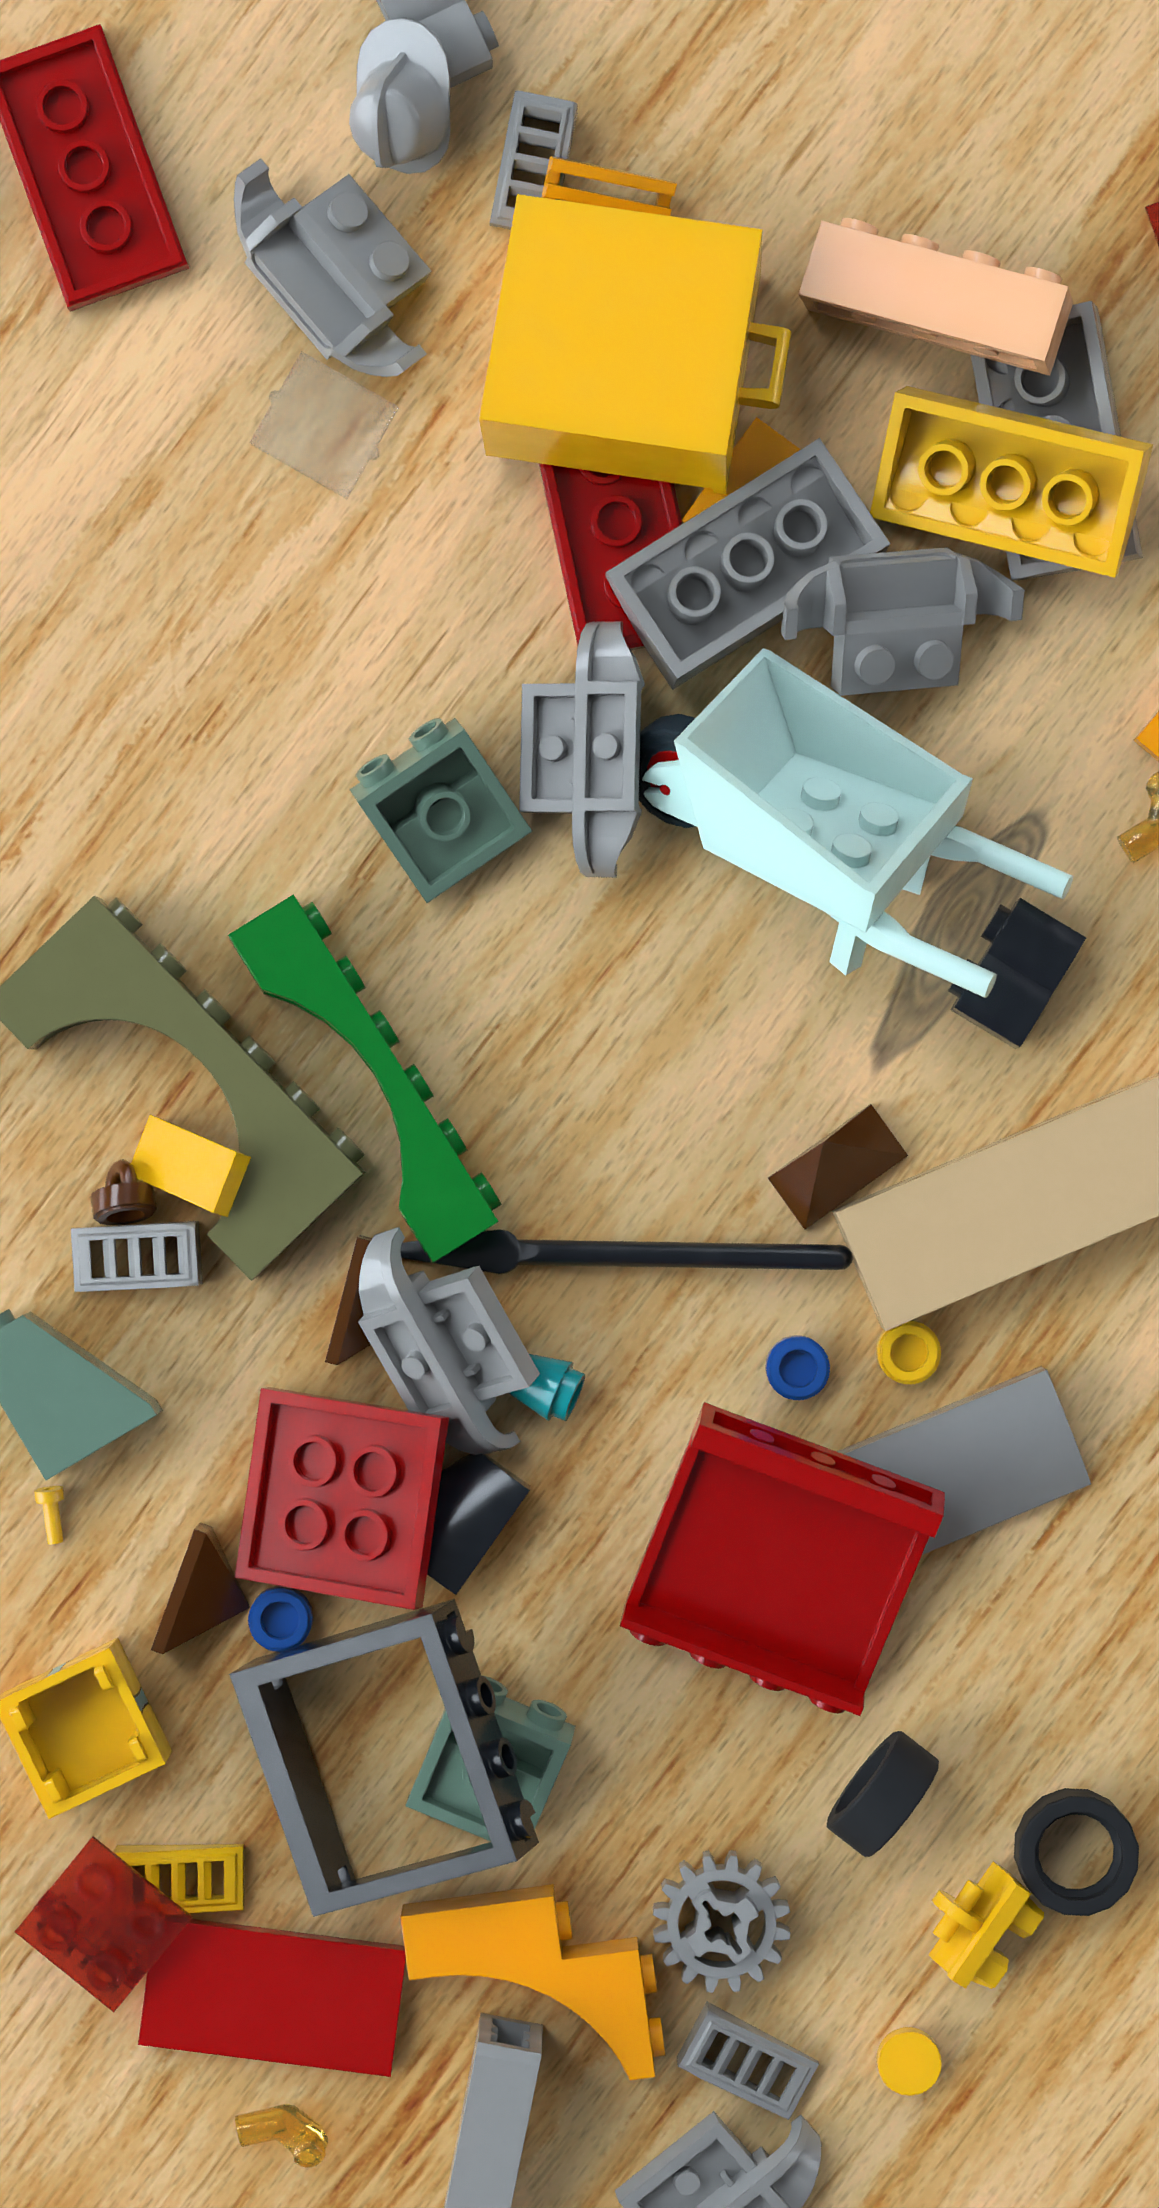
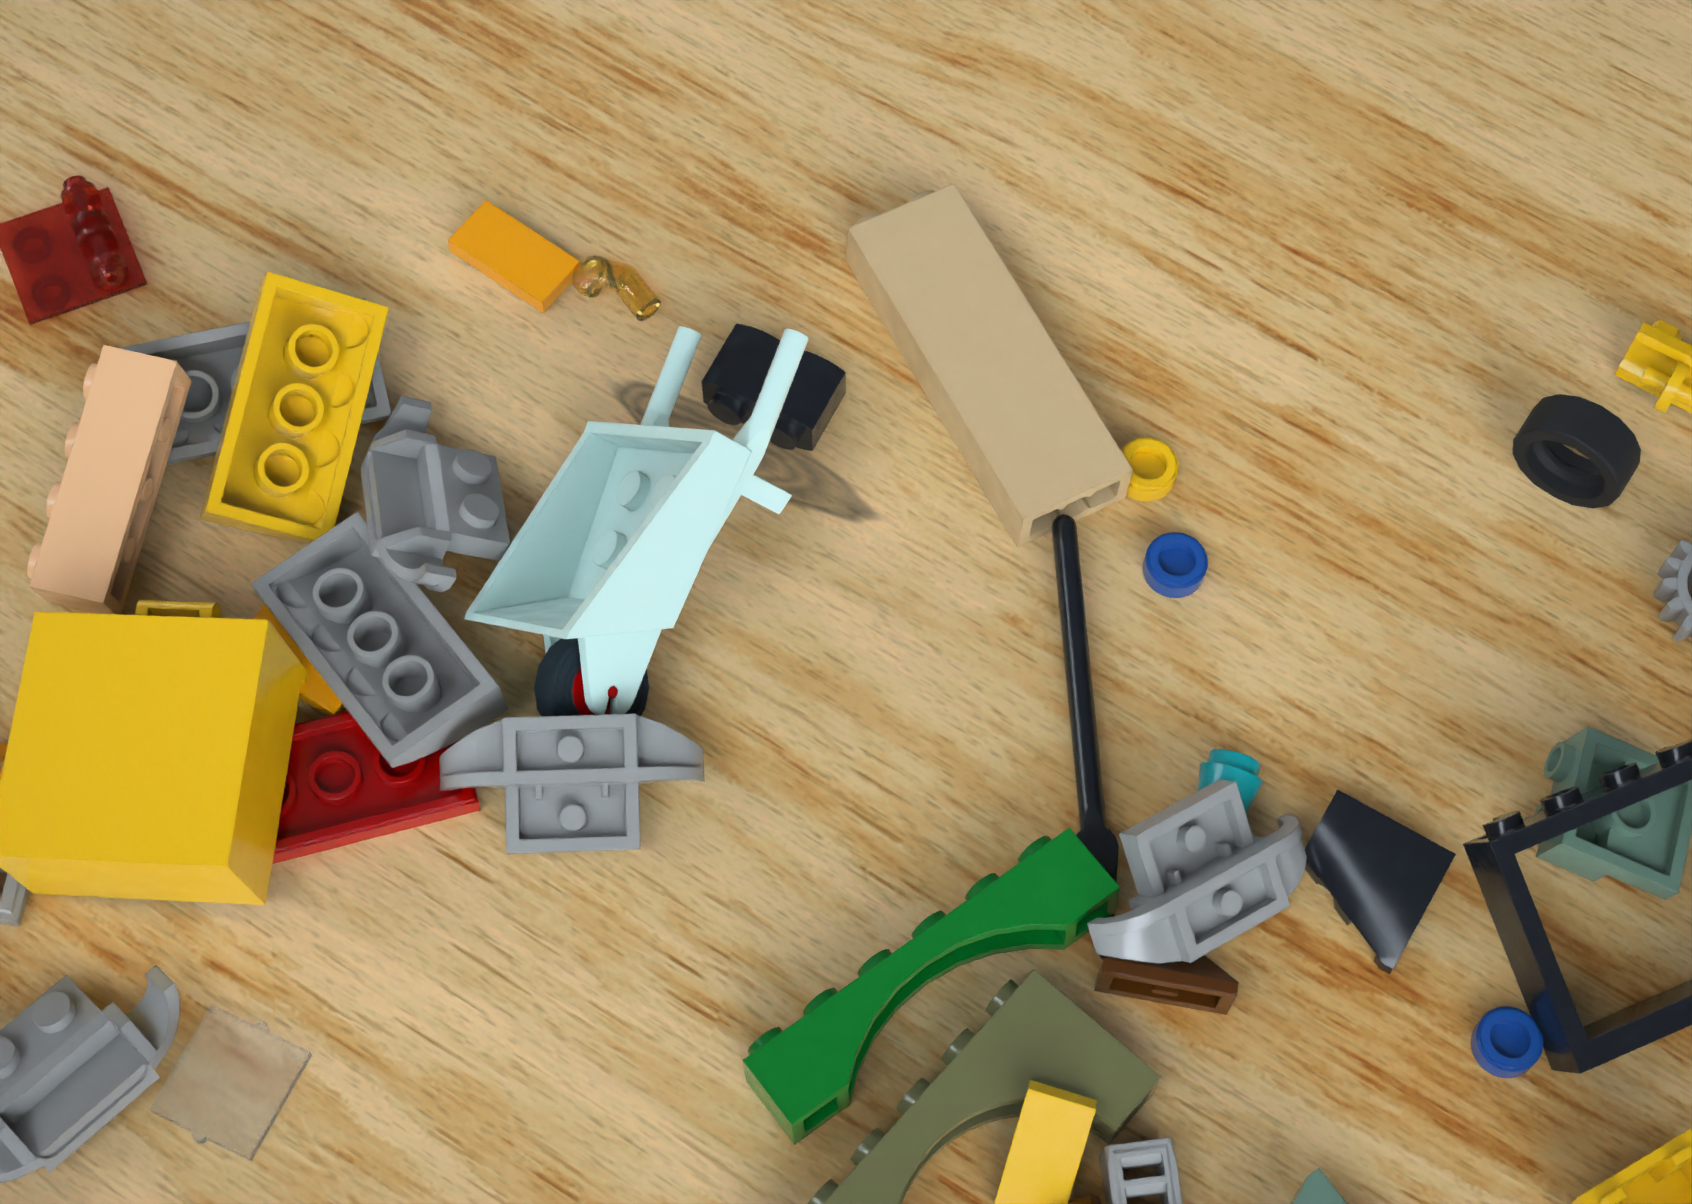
camera: 100 degrees left, 25 degrees down
(202, 1593) = (1500, 1126): reddish brown slope -> none
(341, 1498) = (1374, 975): red plate -> none
(439, 807) = (638, 927): sand green plate -> none
(780, 1559) = (1366, 558): red panel -> none
(837, 1166) = (974, 542): reddish brown slope -> none
(987, 1454) = (1255, 428): light grey slope -> none
(1094, 1897) = (1604, 263): black tyre -> none

